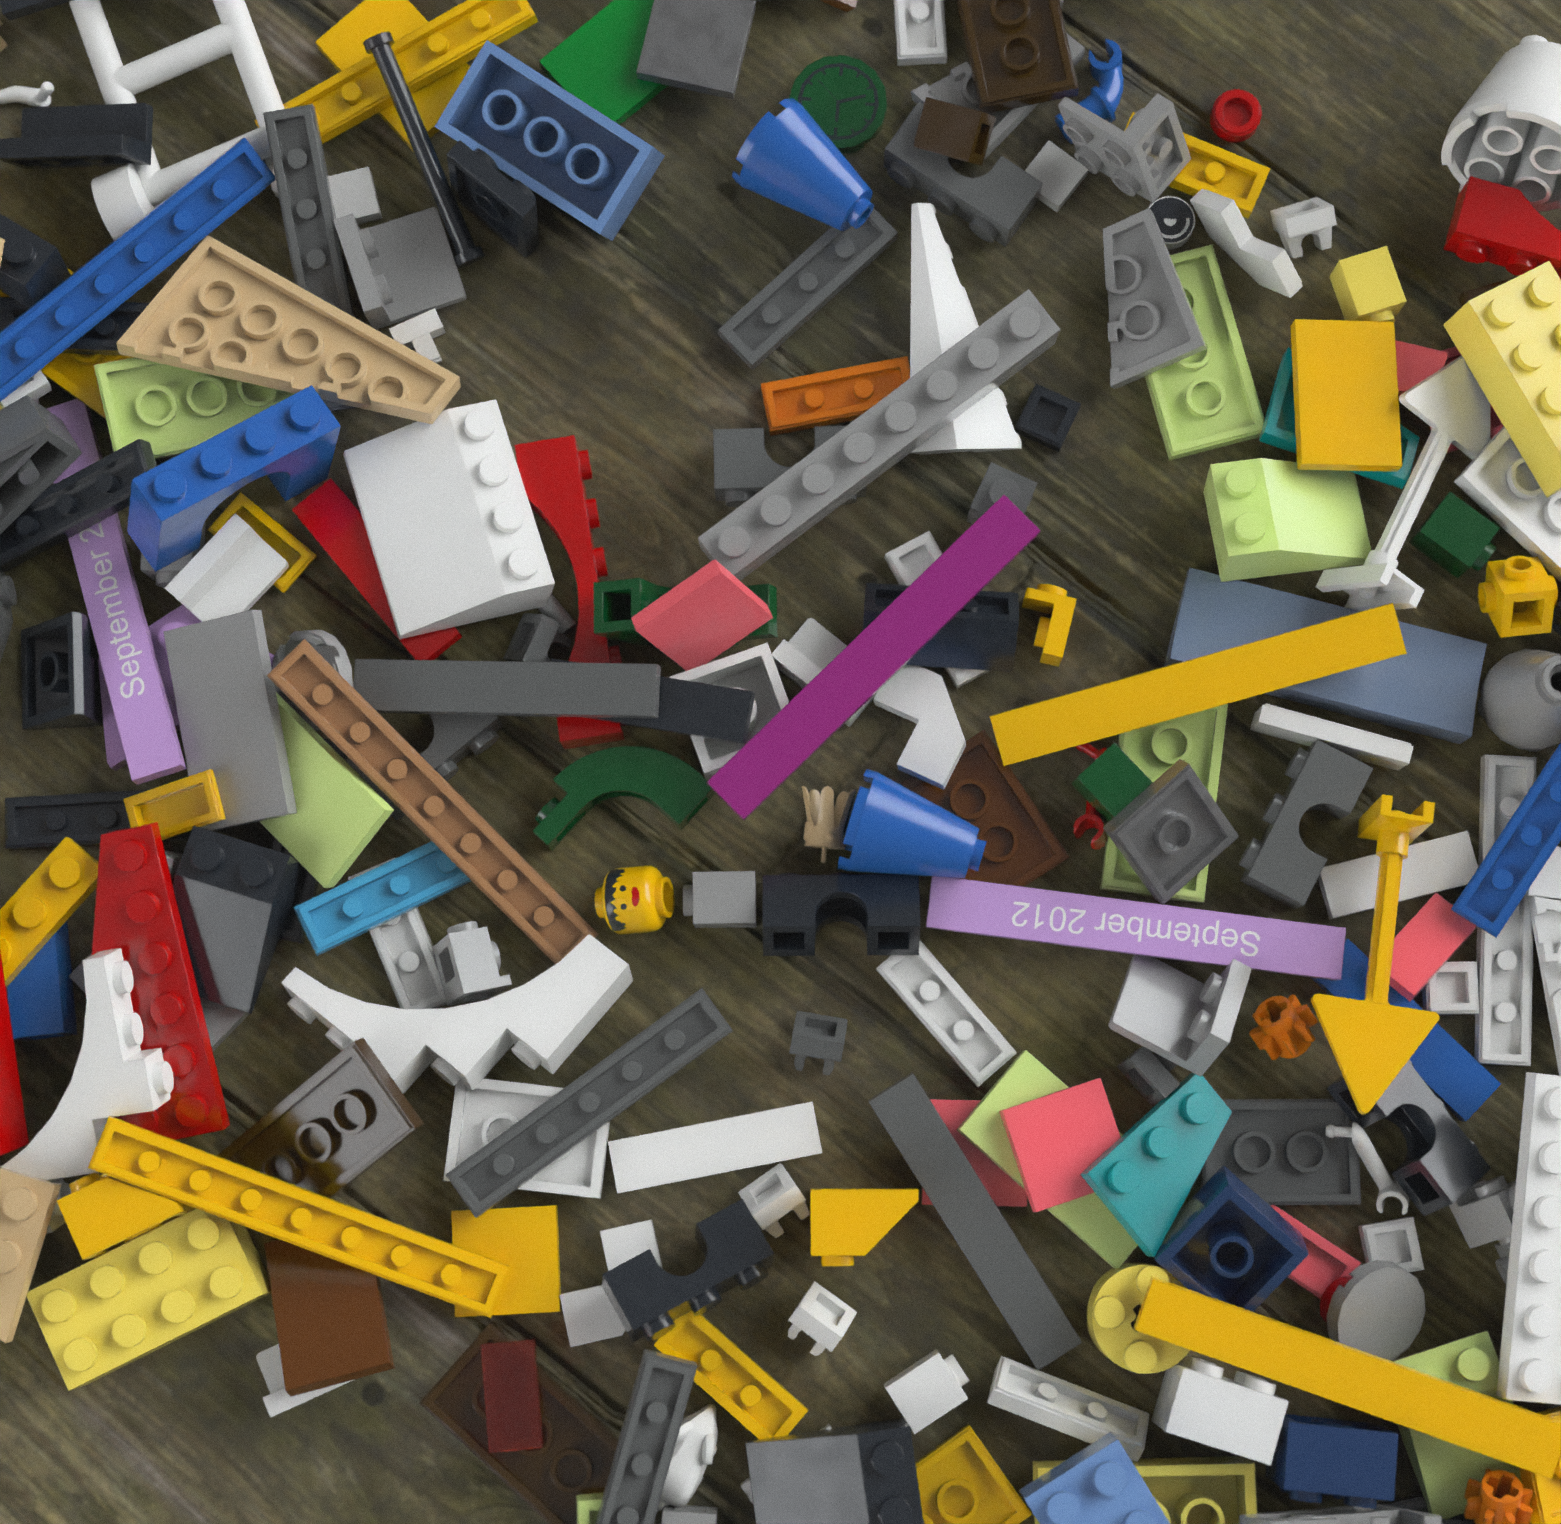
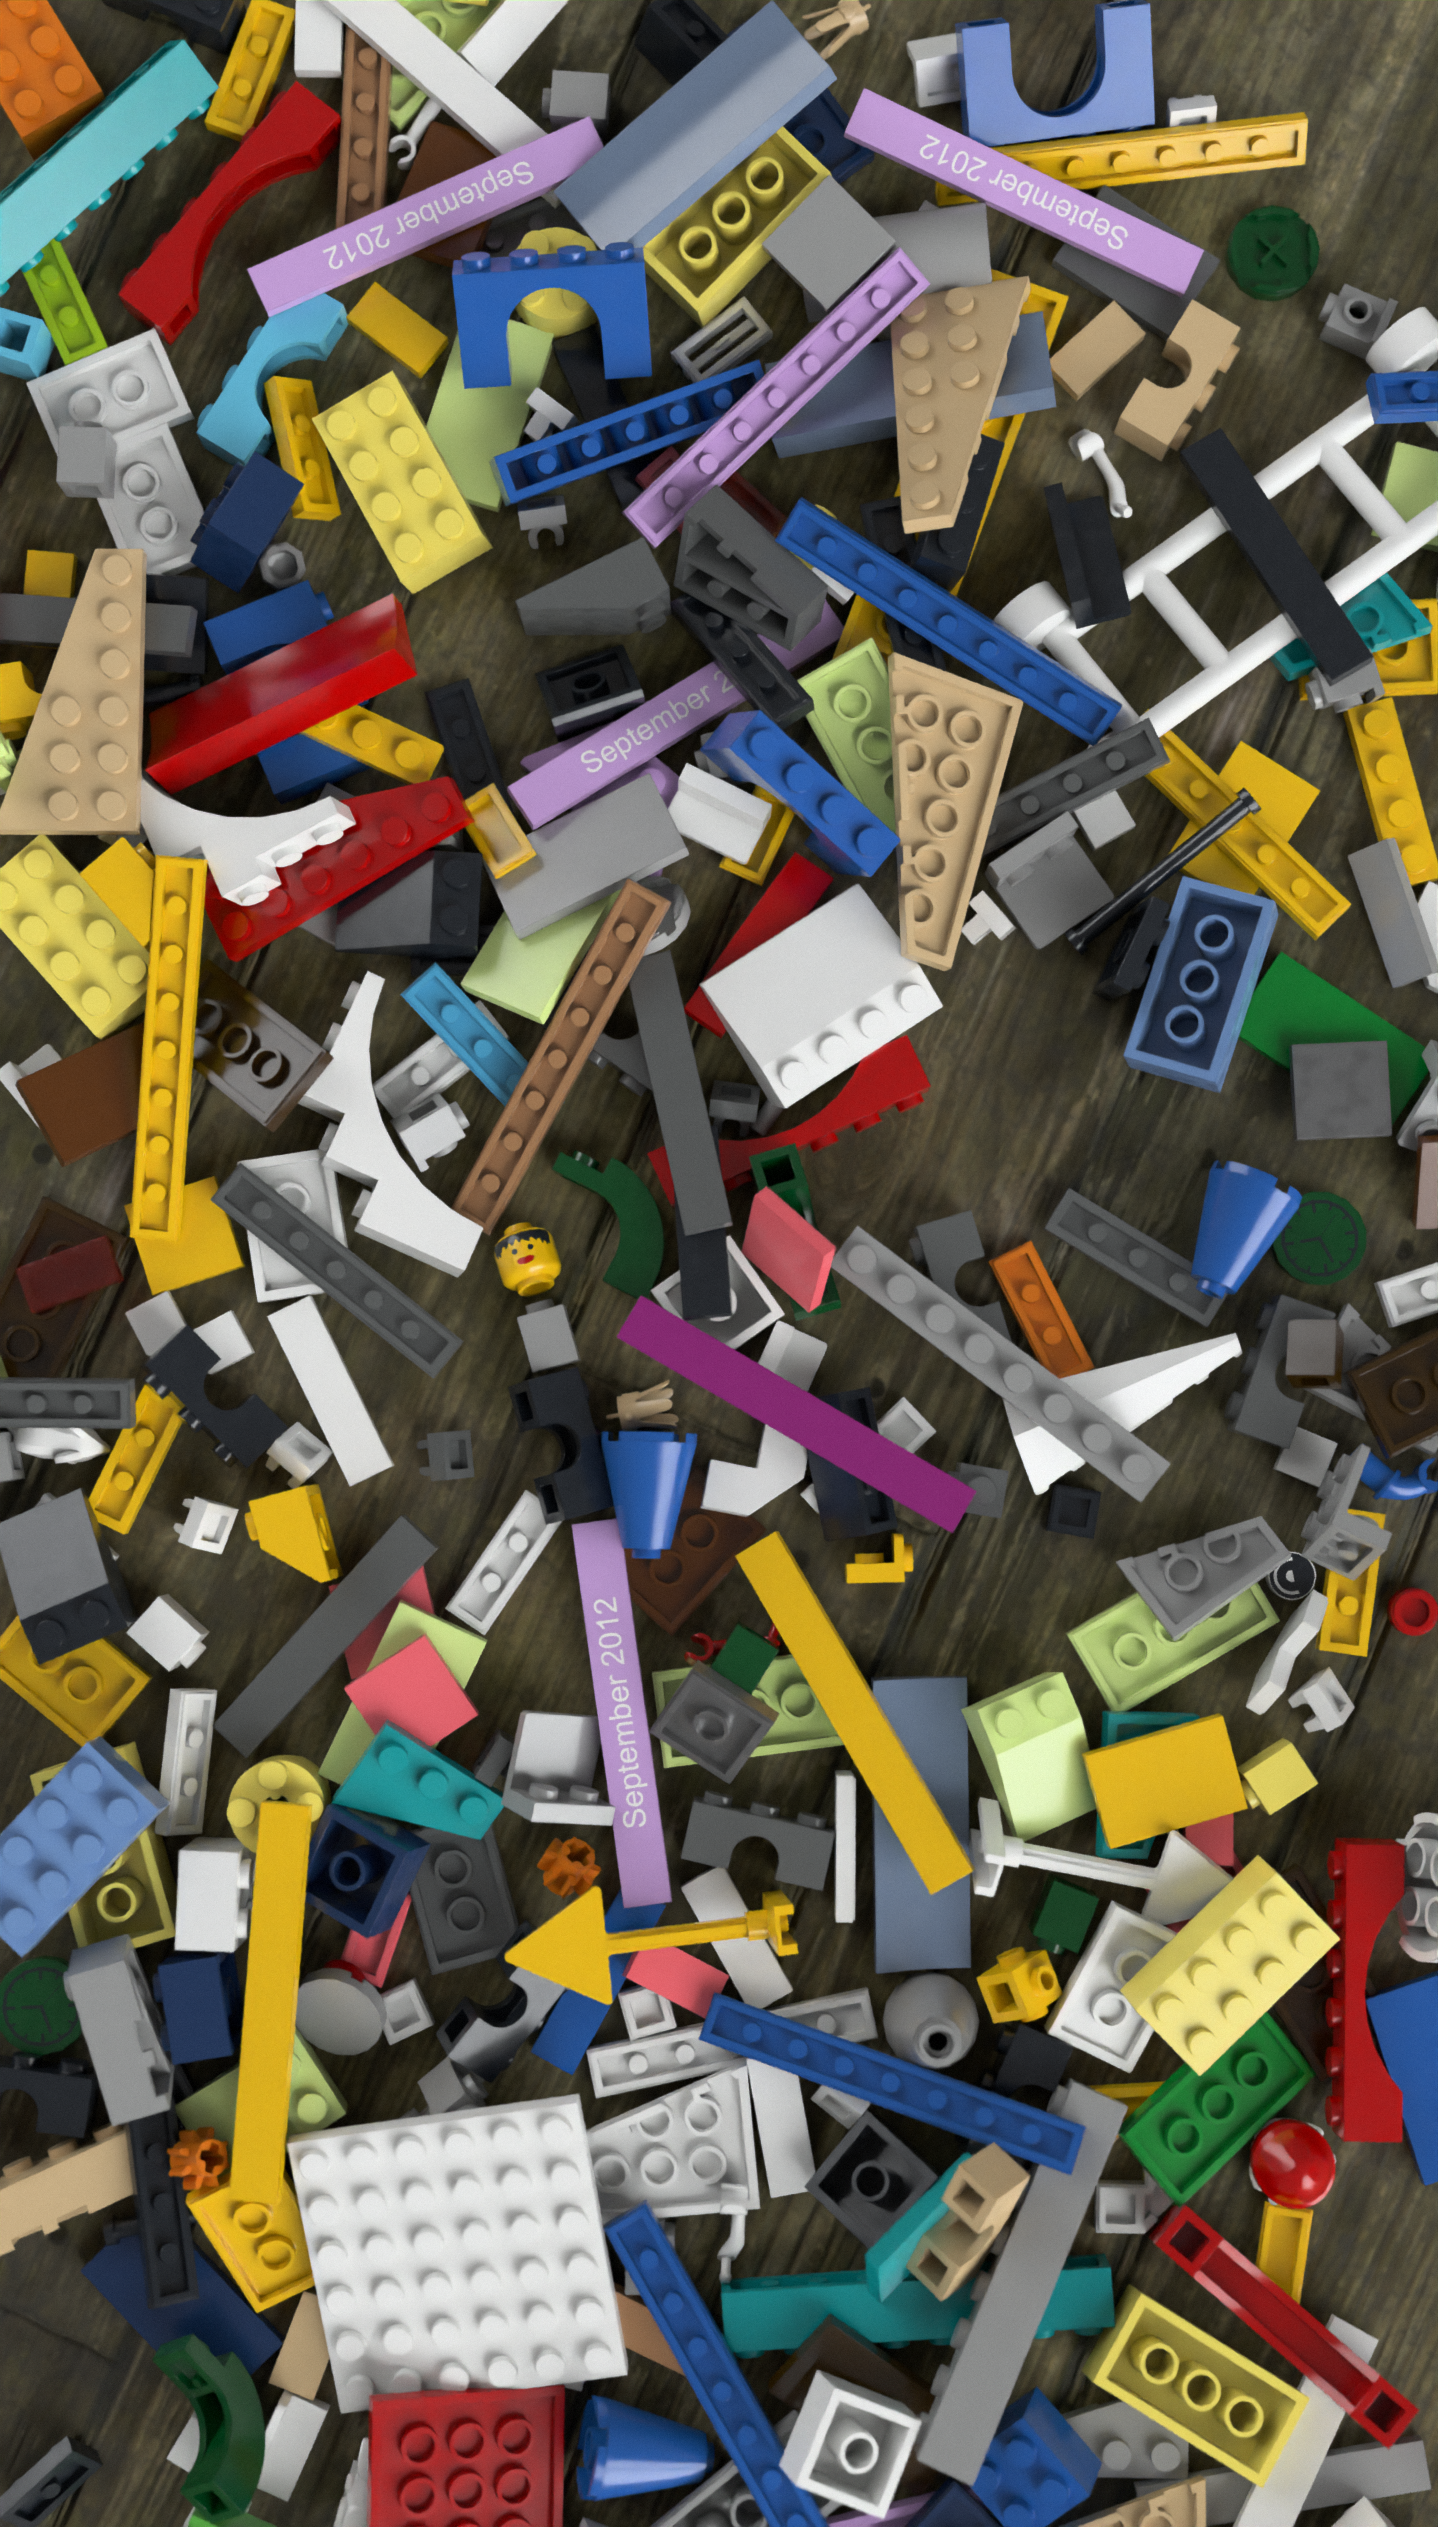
camera: 75 degrees right, 5 degrees up
(1373, 1163) = (483, 1964): white piece -> none

